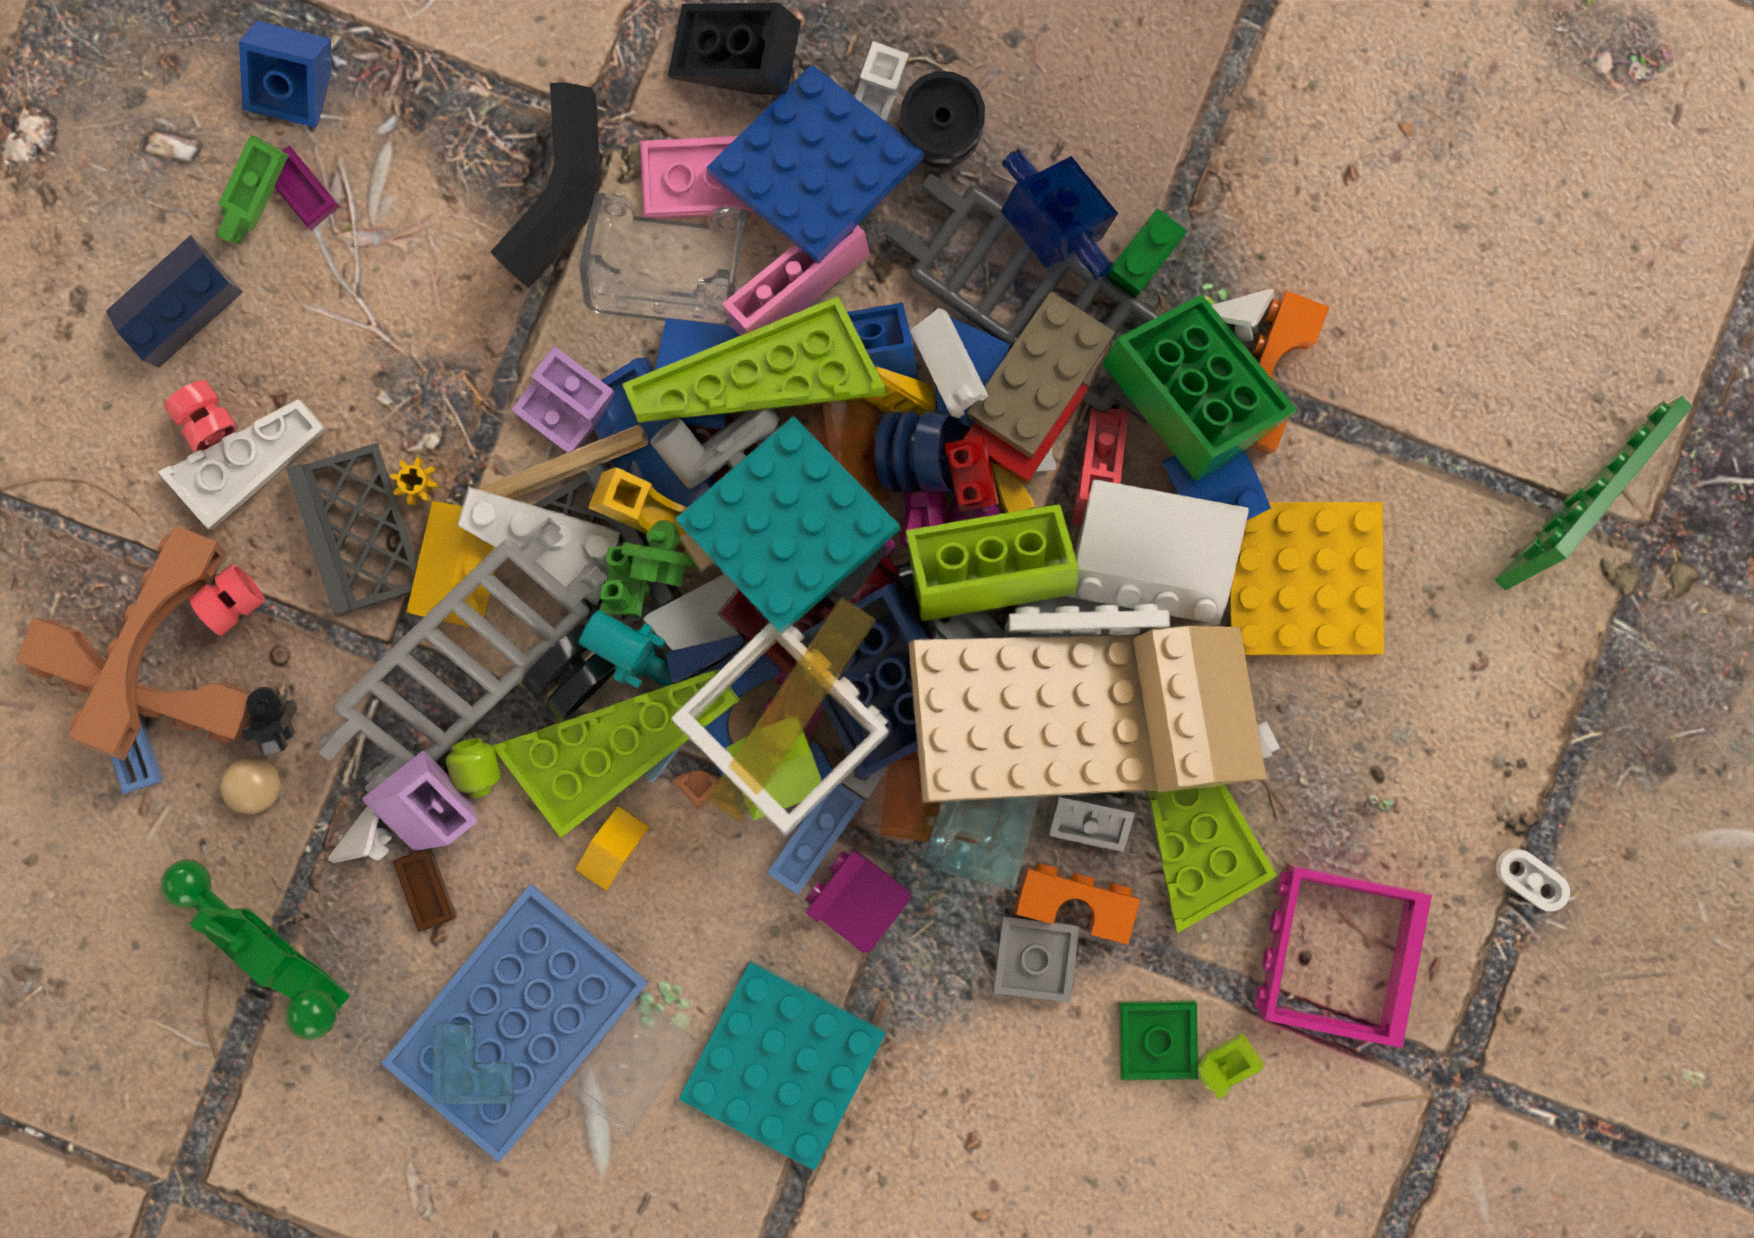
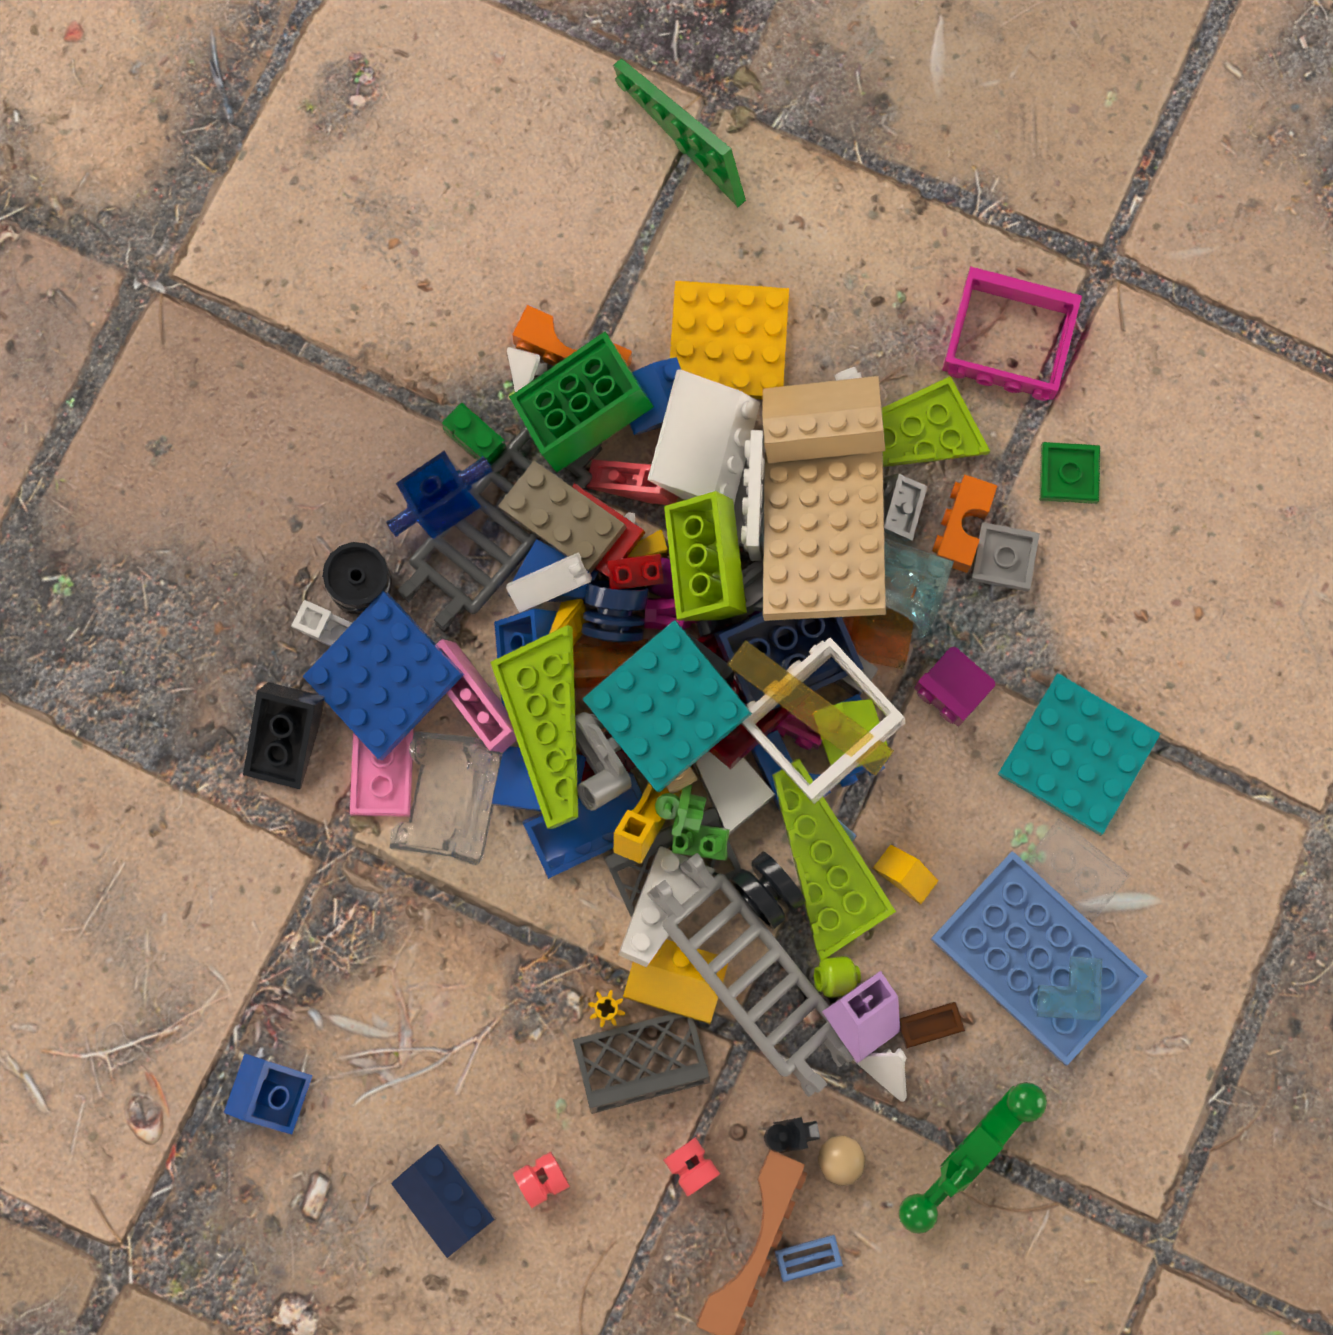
camera: 85 degrees left, 10 degrees down
(111, 713) = (779, 1256): nougat arch -> none
(233, 470) = (585, 1157): white wing -> none
(249, 188) = (359, 1127): bright green hinge -> none
(304, 191) = (360, 1090): magenta tile -> none
(563, 401) = (552, 886): lavender slope -> none
(569, 463) = (603, 888): tan axle -> none
(570, 190) = (387, 864): black piece -> none
(627, 649) = (754, 838): teal piece -> none
(692, 659) = (763, 790): dark blue slope -> none
(697, 785) = (860, 803): nougat tile -> none
(815, 838) = (918, 725): medium blue plate -> none
(1229, 1065) = (1090, 421): lime bracket -> none
(1531, 878) = (960, 198): white plate -> none

